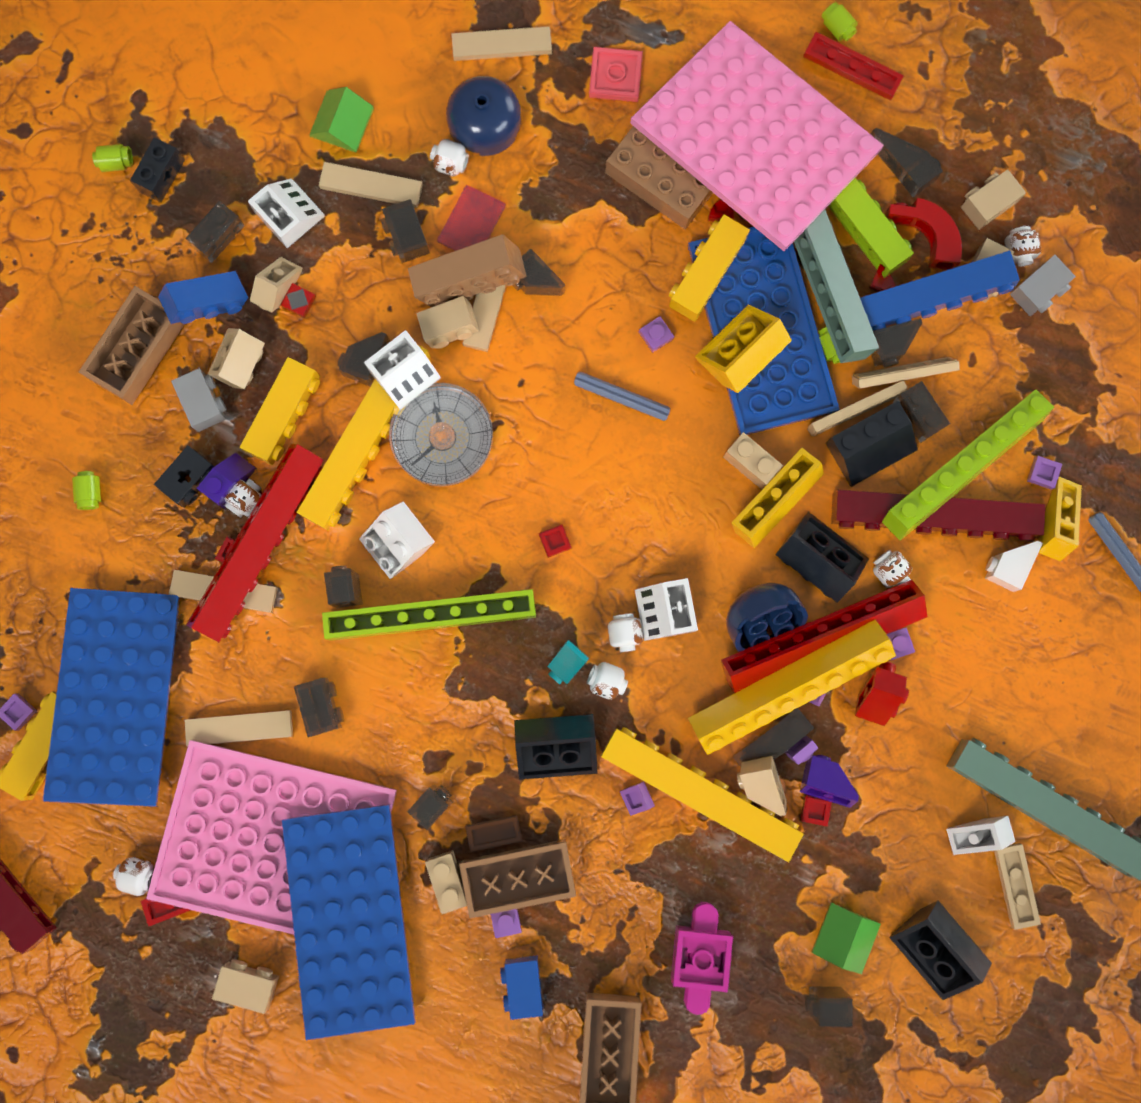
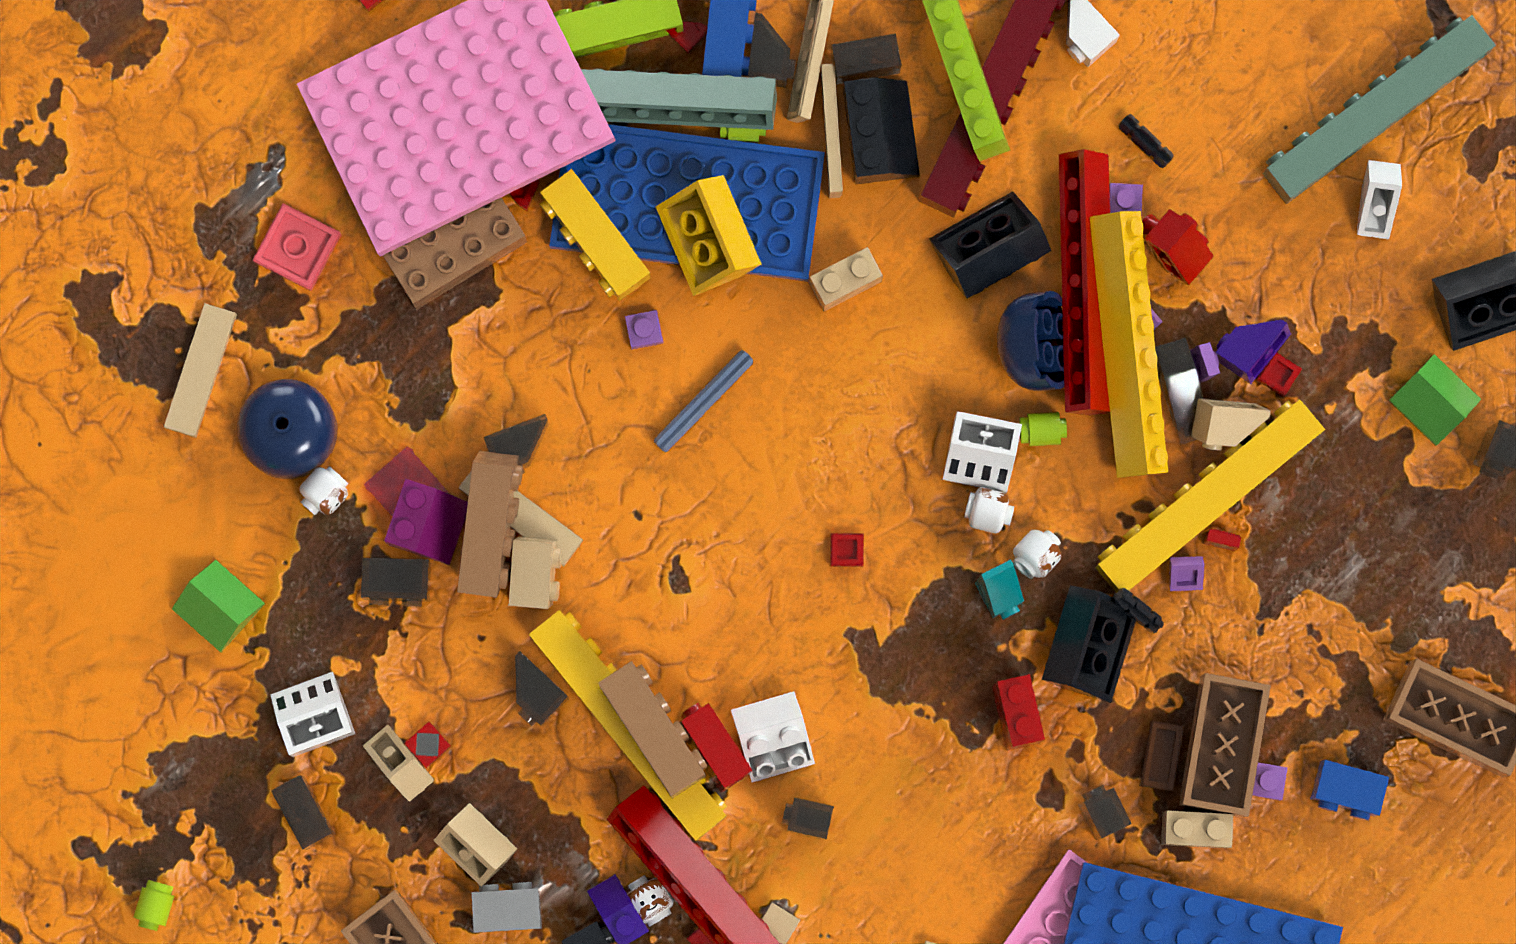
camera: 70 degrees left, 0 degrees up
(157, 170) = (194, 854): black brick -> none
(203, 297) = (388, 853): blue brick -> none
(280, 411) = (560, 817): yellow brick -> none
(318, 706) = (936, 903): clear smoke brick -> none
(360, 445) = (652, 729): none -> medium nougat brick
(369, 184) = (316, 601): tan tile -> none
(370, 497) = (717, 748): none -> red brick
(402, 369) = (578, 646): white slope -> none
(428, 615) = (880, 729): lime brick -> none
(442, 435) = (672, 627): clear dish -> none
(452, 228) = (427, 522): none -> magenta slope
(480, 711) = (1018, 712): none -> red brick
(594, 772) = (1138, 610): none -> black axle
(673, 816) = (1222, 539): none -> red tile
(701, 648) = (1043, 429): none -> lime brick
(701, 958) = (1393, 572): dark pink brick -> none
(778, 497) = (902, 268): yellow brick -> none
(892, 569) = (1036, 170): white head -> none
(949, 642) = (1146, 141): none -> black axle
(1017, 886) = (1451, 183): tan plate -> none

